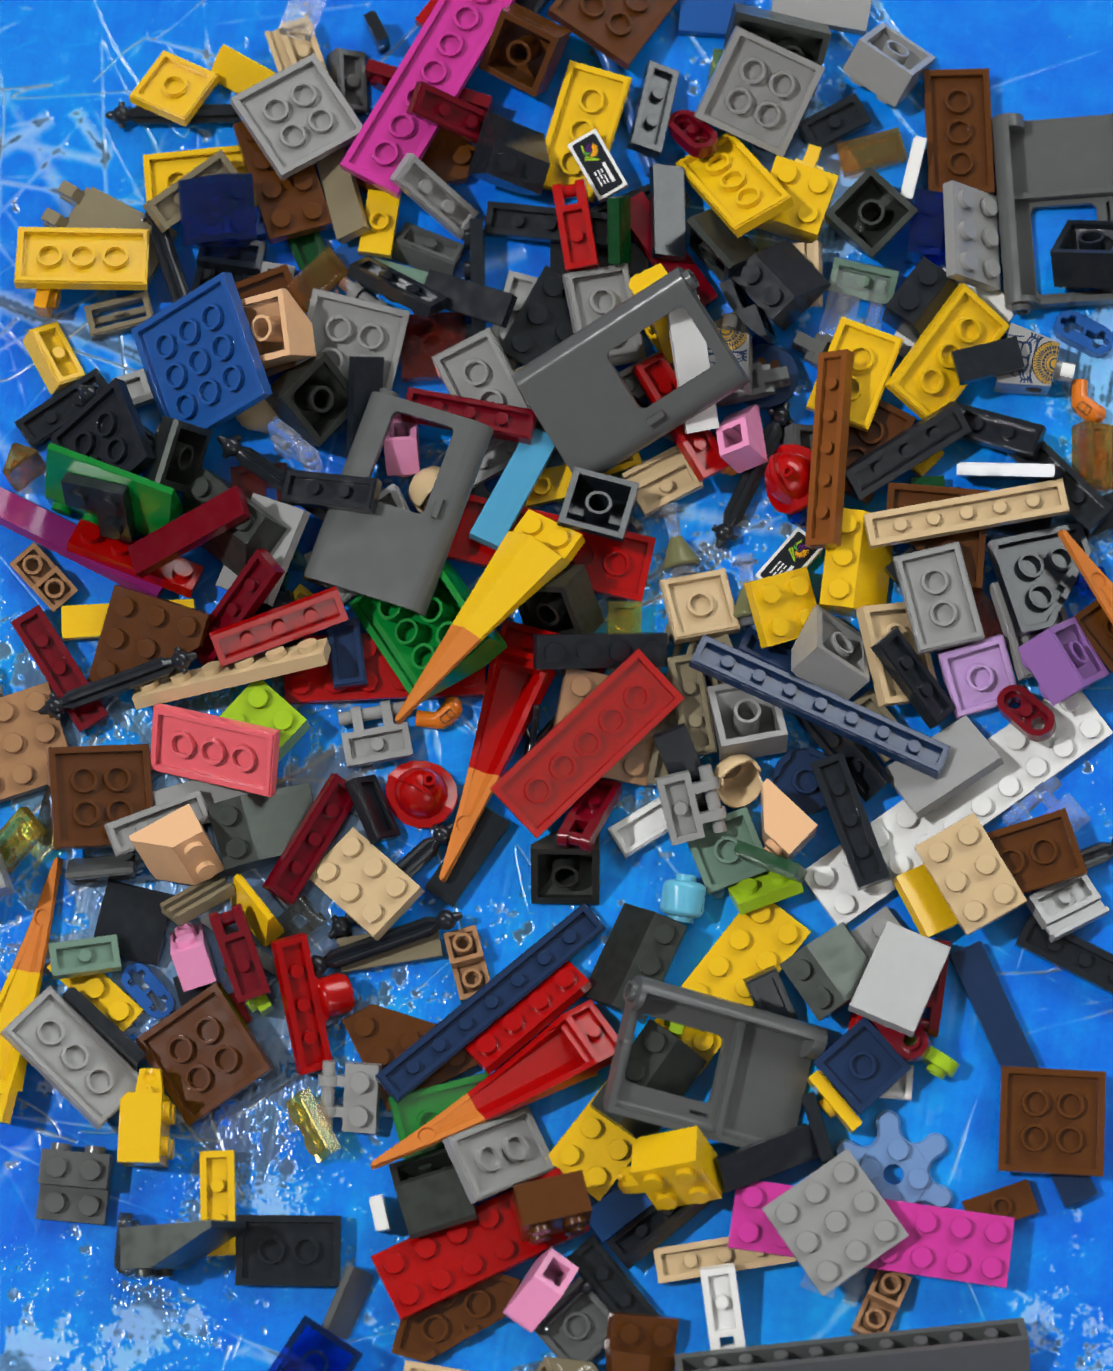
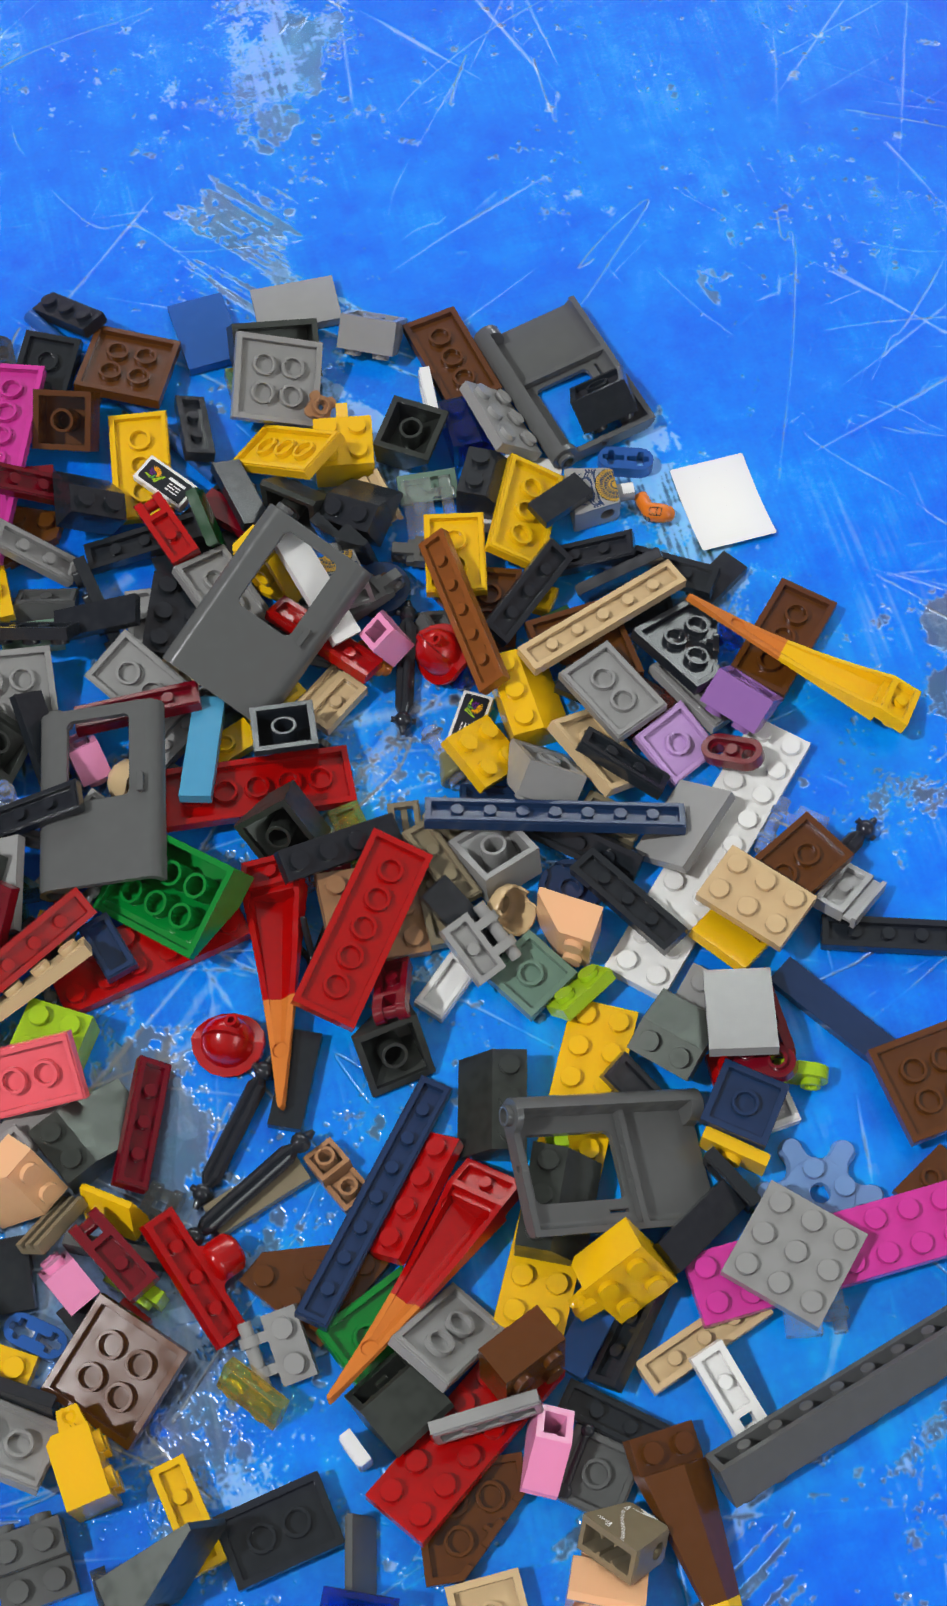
camera: 30 degrees left, 15 degrees down
(365, 884) = (210, 1143): tan plate -> none
(372, 809) = (188, 1074): black tile -> none
(378, 743) = (167, 1017): light grey plate -> none
(425, 339) = (69, 672): clear red plate -> none
(442, 717) = (220, 969): orange arm -> none
(498, 1241) = (486, 1417): none -> light grey tile
(518, 569) = (232, 811): yellow plate -> none
(679, 557) = (374, 754): piece -> none
(683, 898) = (510, 1029): medium azure head -> none
(692, 134) = (236, 434): dark red plate -> none
(699, 606) = (407, 782): tan tile -> none
(770, 861) = (575, 960): dark green tile -> none
(782, 139) = (316, 399): none -> medium nougat plate
(835, 122) = (351, 384): black plate -> none
(871, 150) = (379, 400): clear orange tile -> none
(881, 1303) = (869, 1316): medium nougat slope -> none
(1093, 453) = (676, 538): clear orange slope -> none

